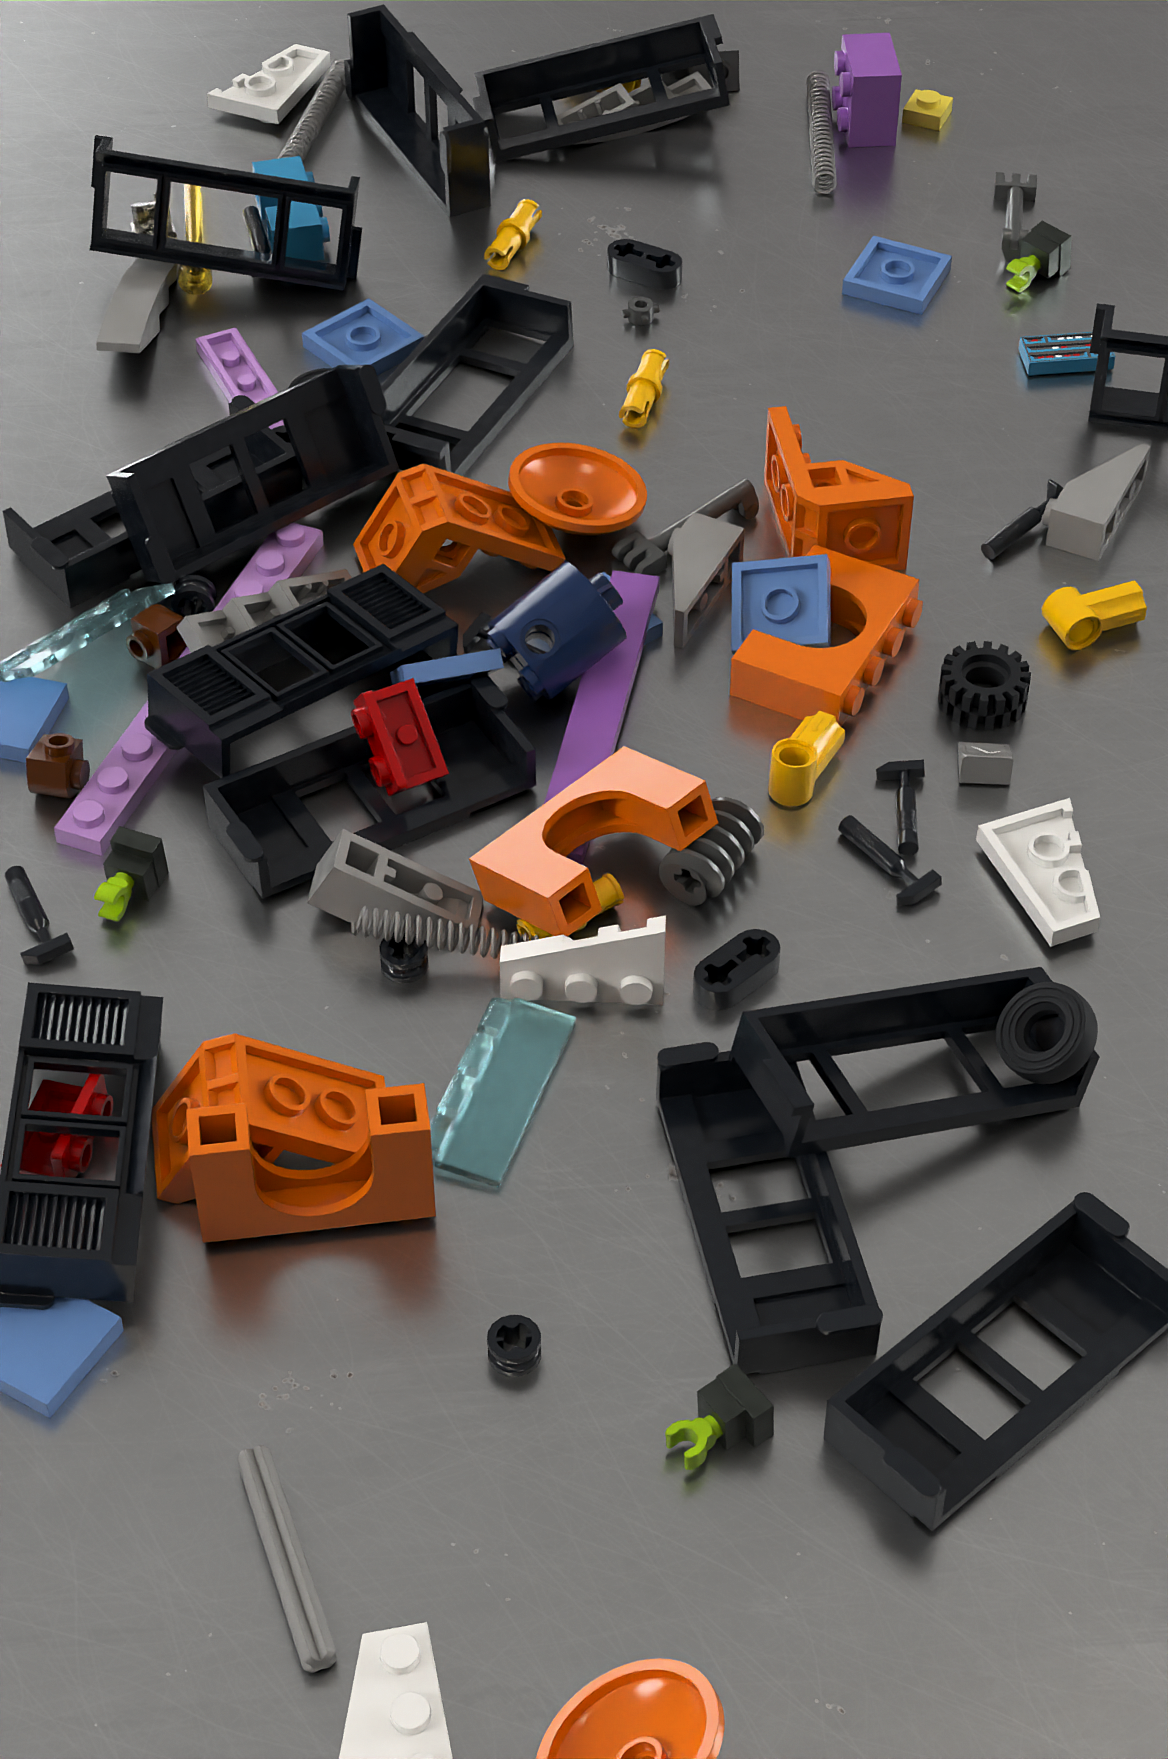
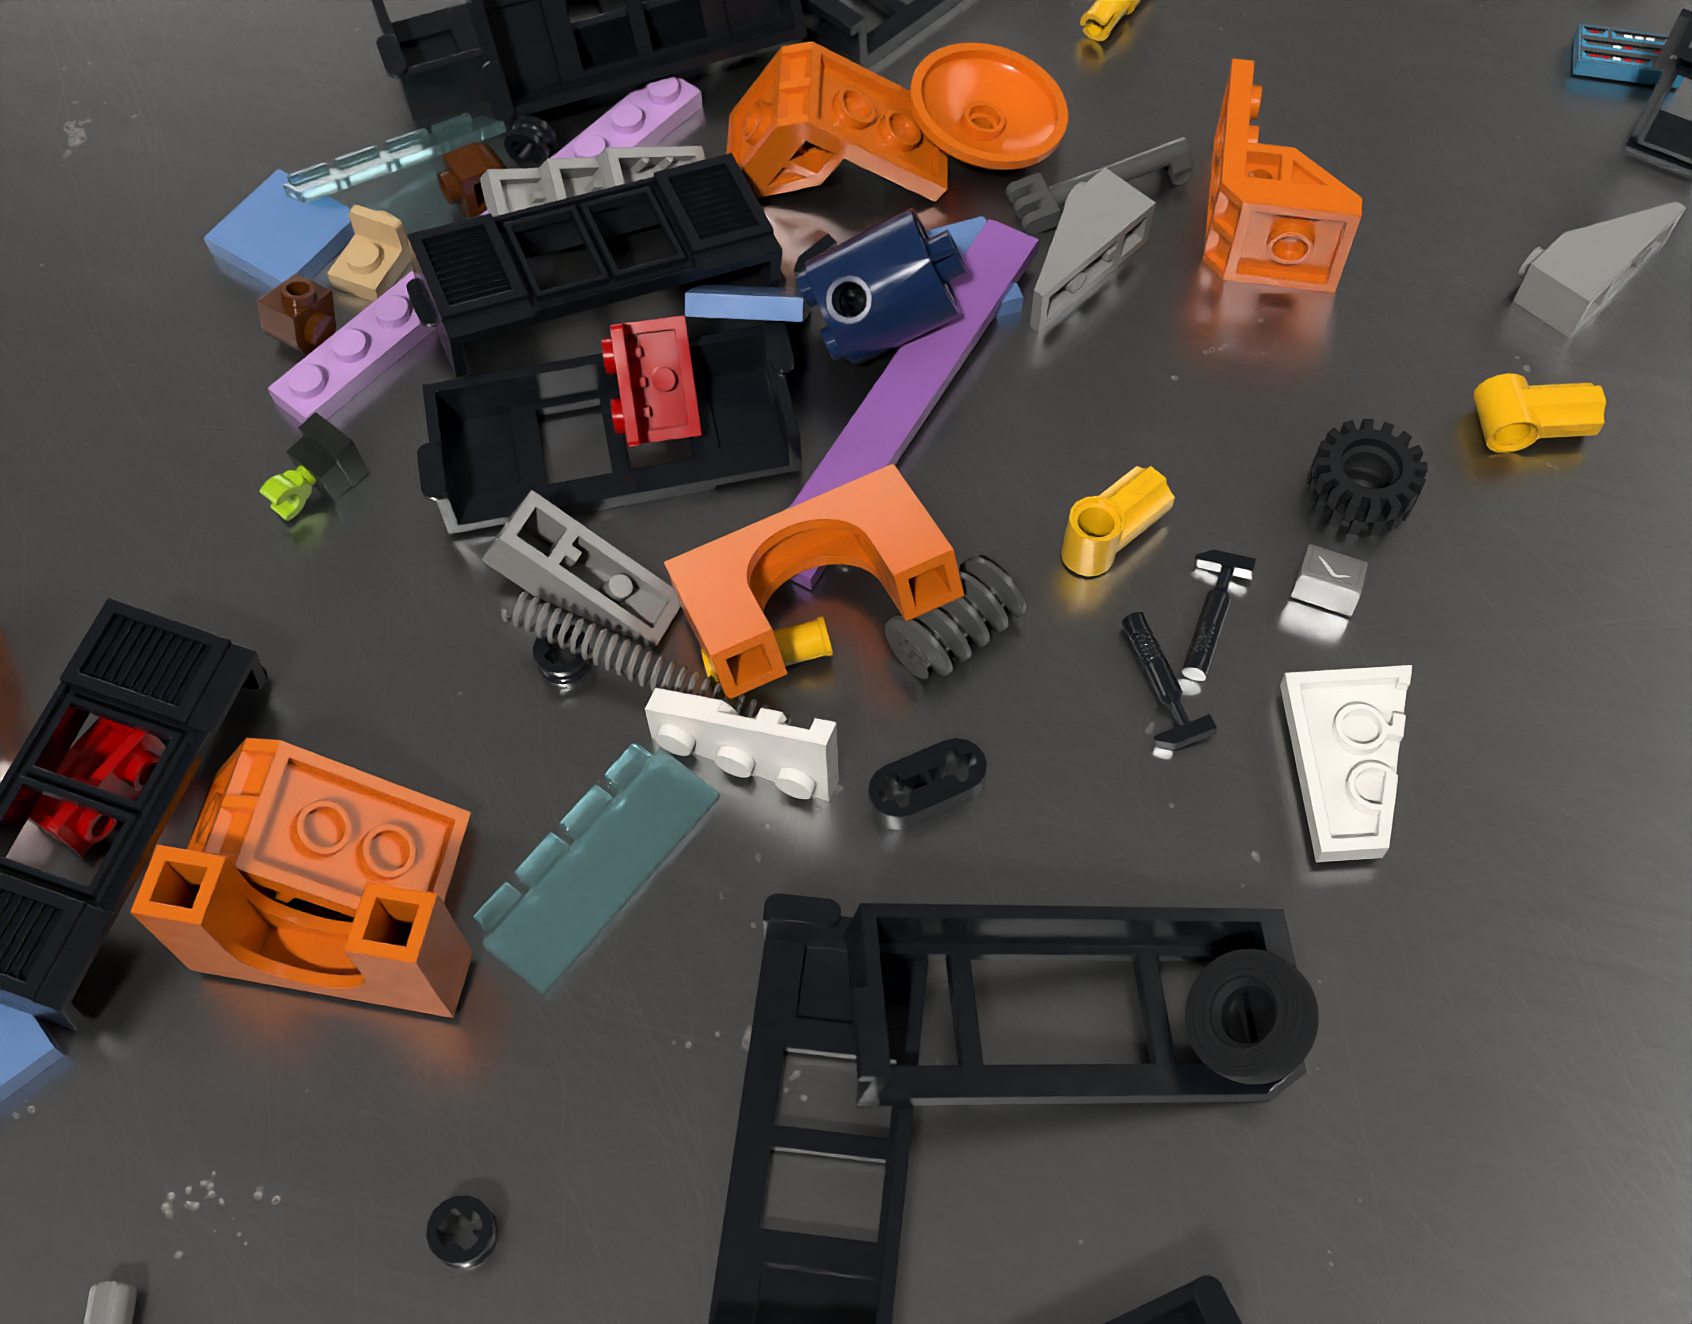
camera: 20 degrees right, 15 degrees up
(36, 920) = (205, 493): black piece -> none
(94, 709) = (373, 255): none -> tan bracket
(783, 600) = (1161, 314): medium blue tile -> none
(803, 679) = (1184, 425): orange arch -> none
(1019, 525) = (1489, 270): black piece -> none

